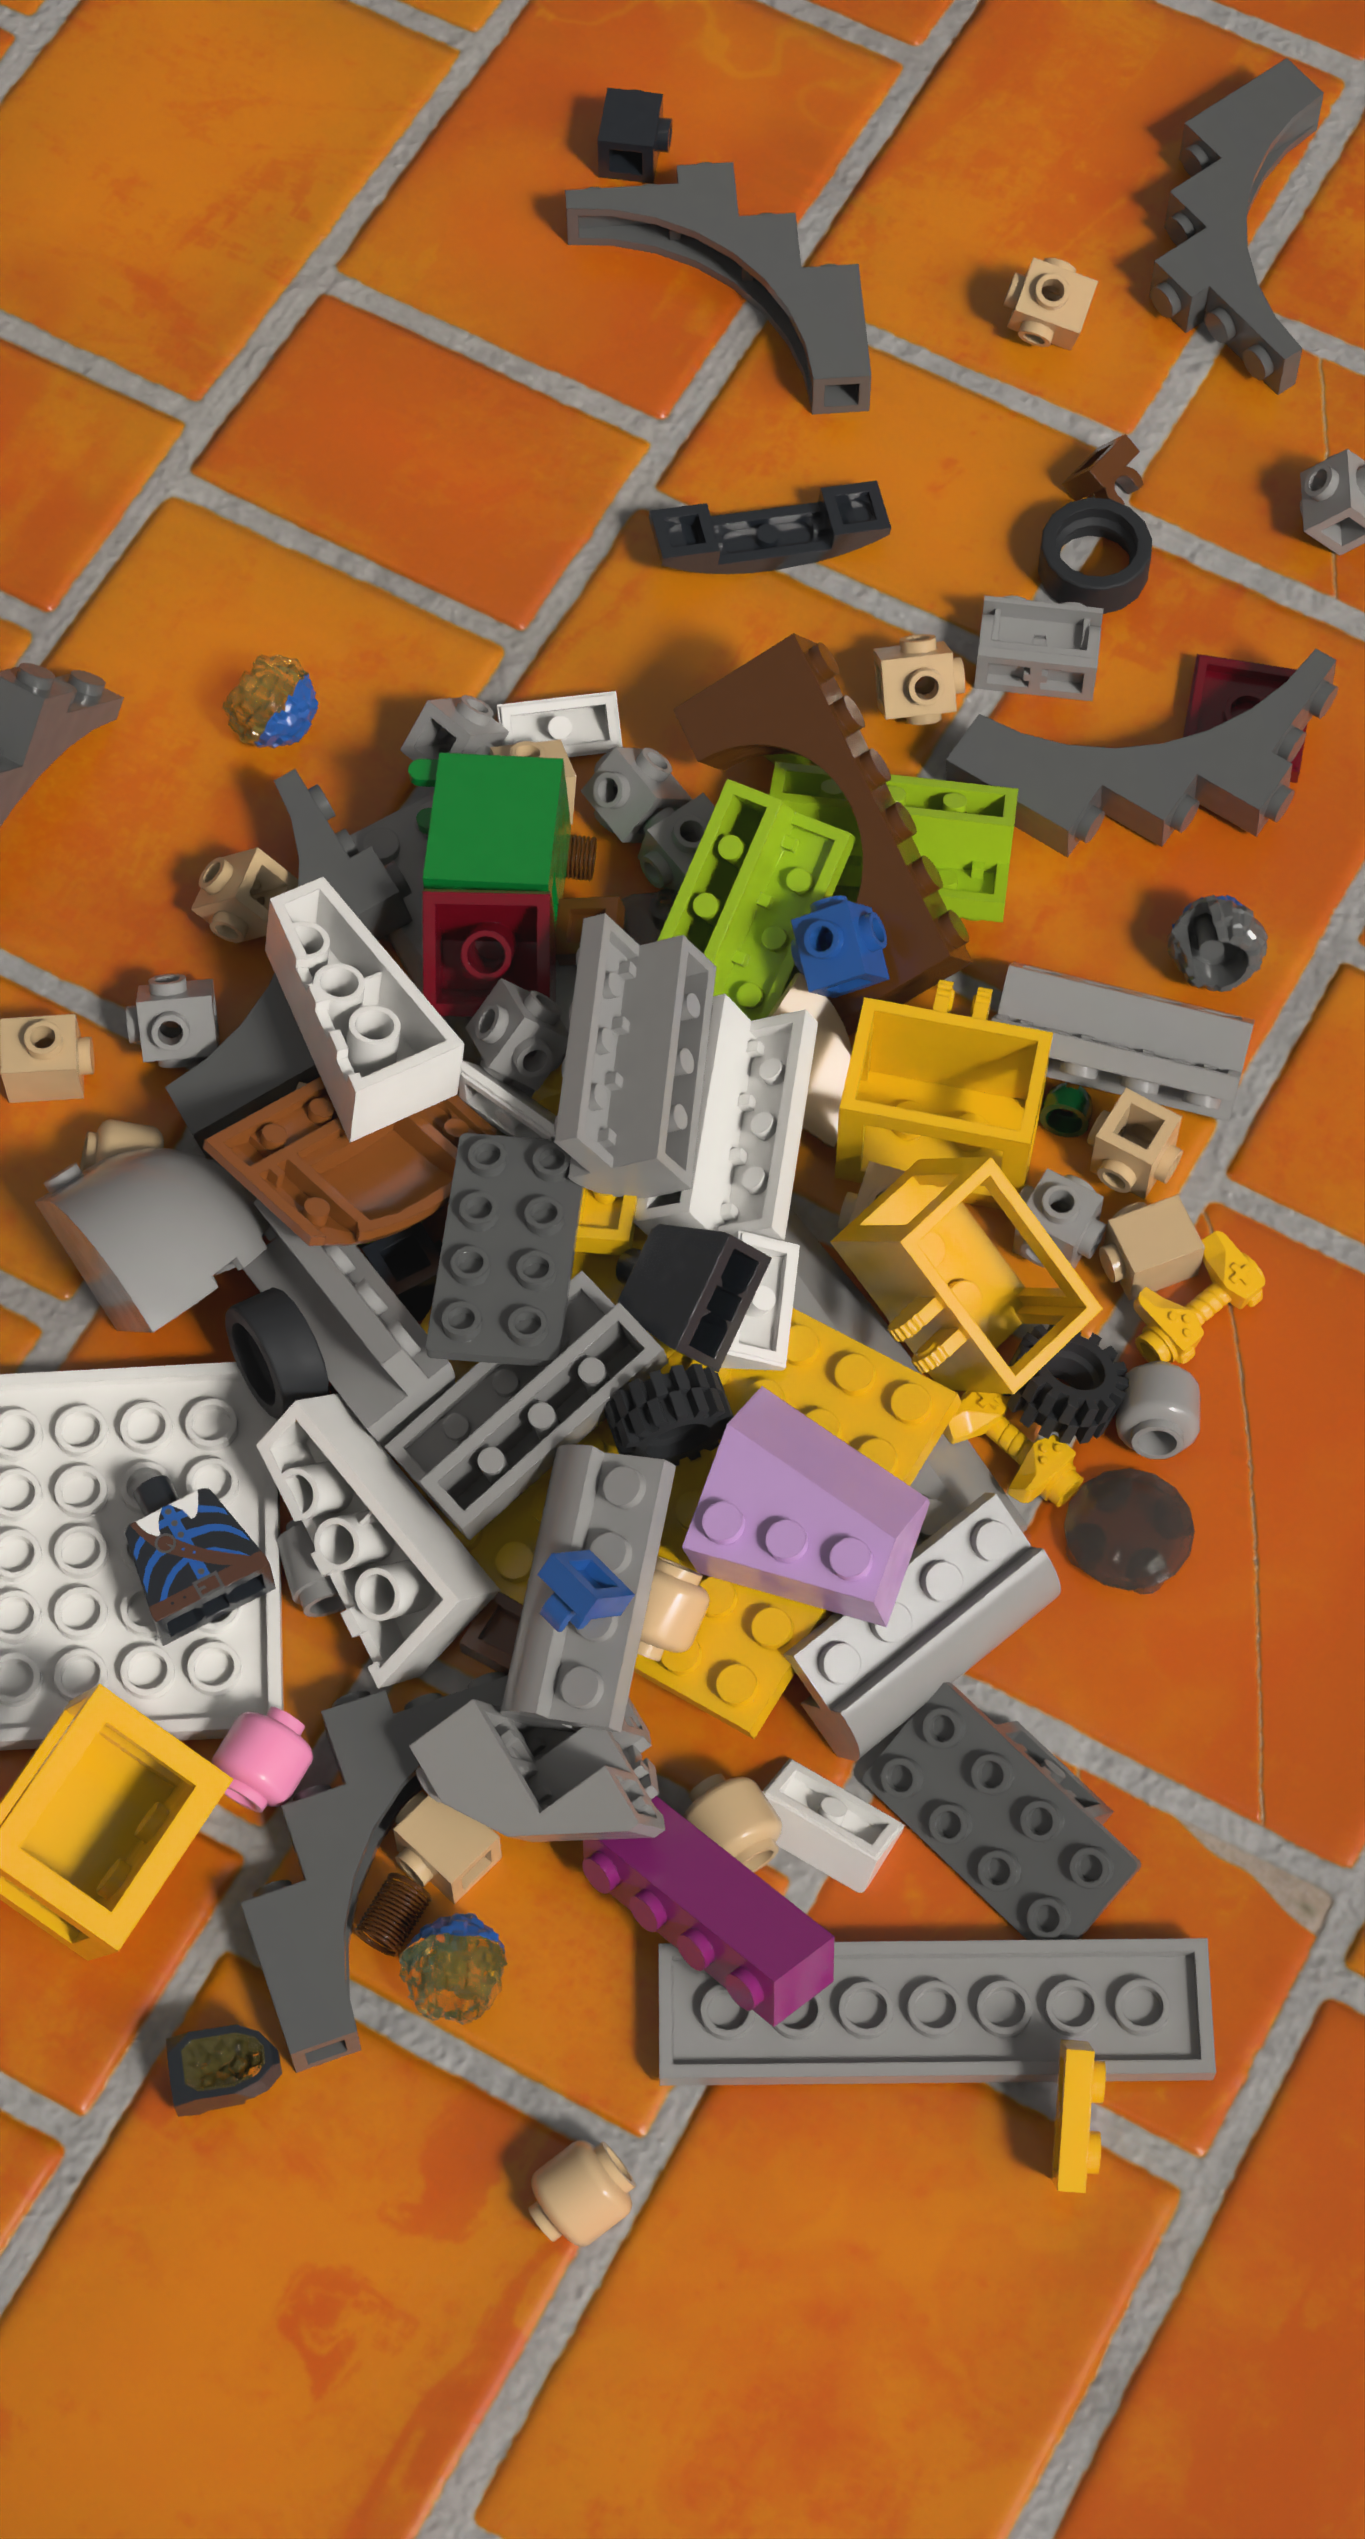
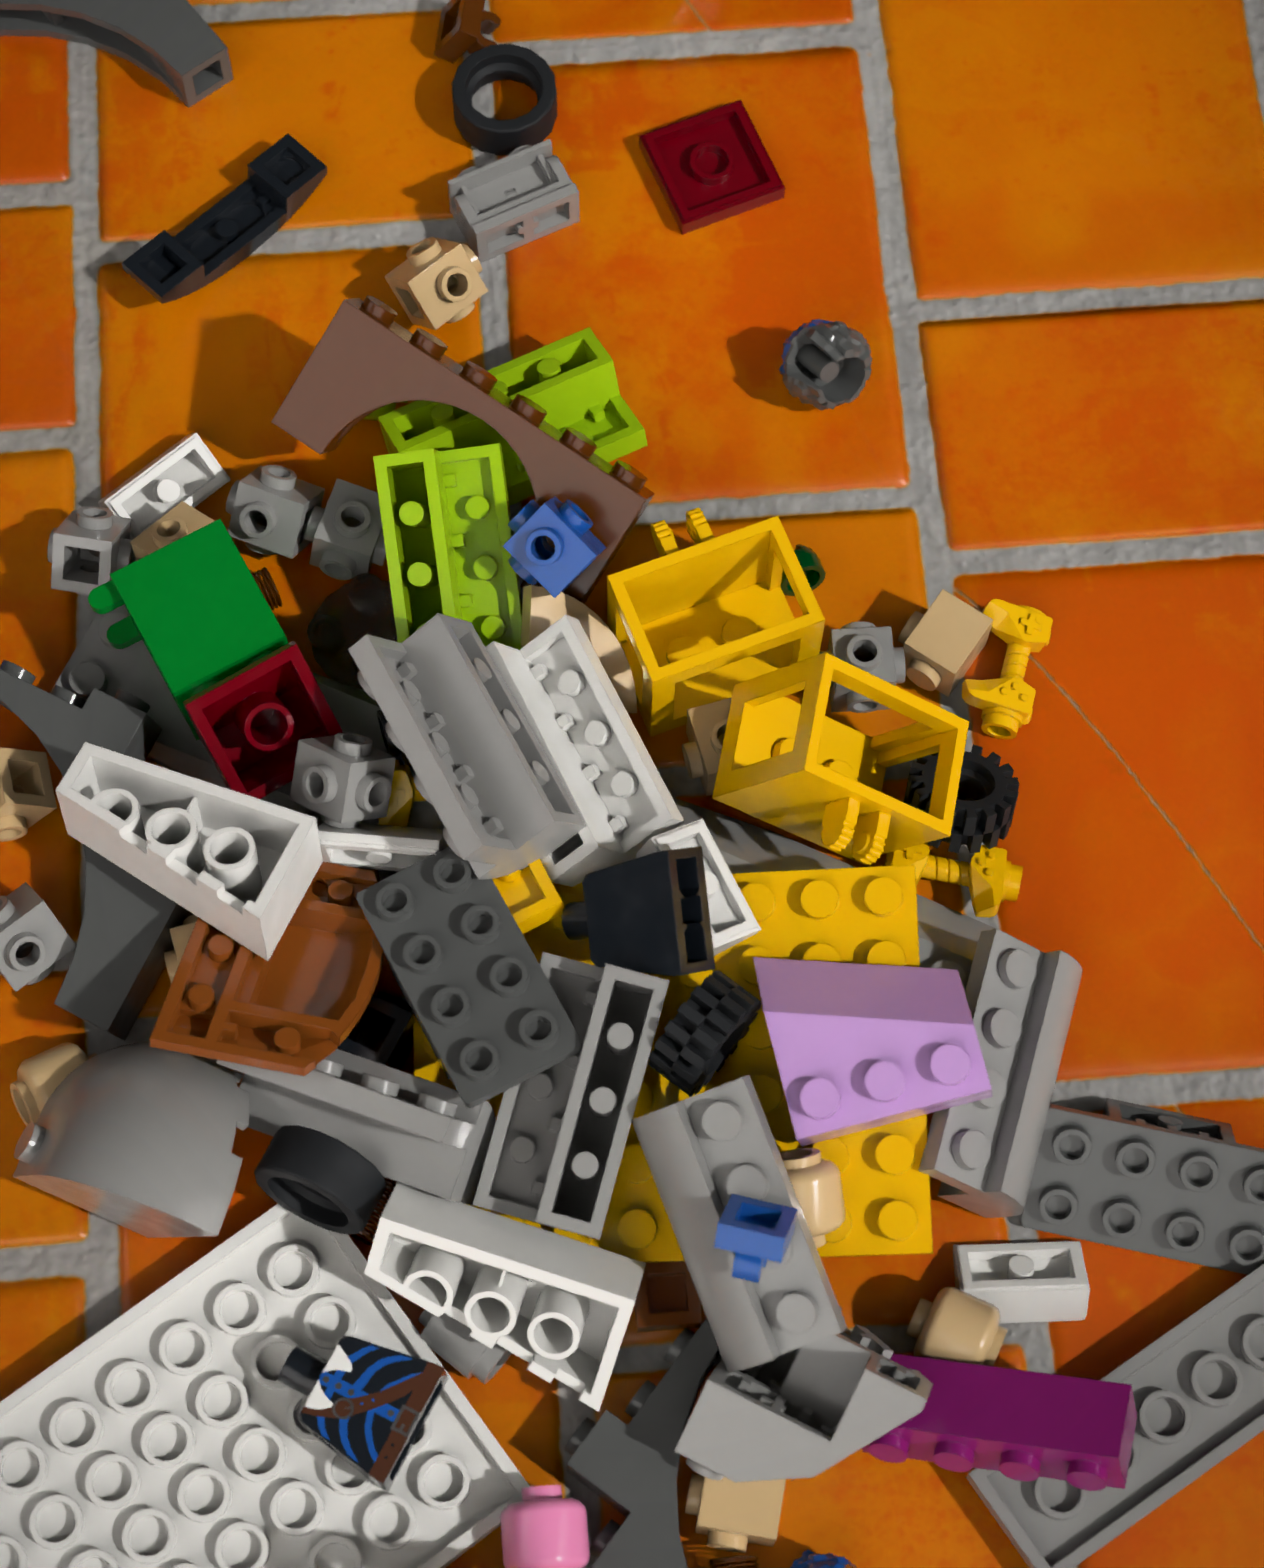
camera: 35 degrees left, 5 degrees up
(570, 922) = (326, 647): reddish brown tile -> none
(1129, 1530) = (1082, 886): clear smoke dish -> none
(1131, 1039) = (815, 480): light grey brick -> none
(1135, 1144) = (877, 567): tan brick -> none
(1154, 788) = (686, 266): dark grey arch -> none
(1159, 1410) = (1047, 773): light grey head -> none

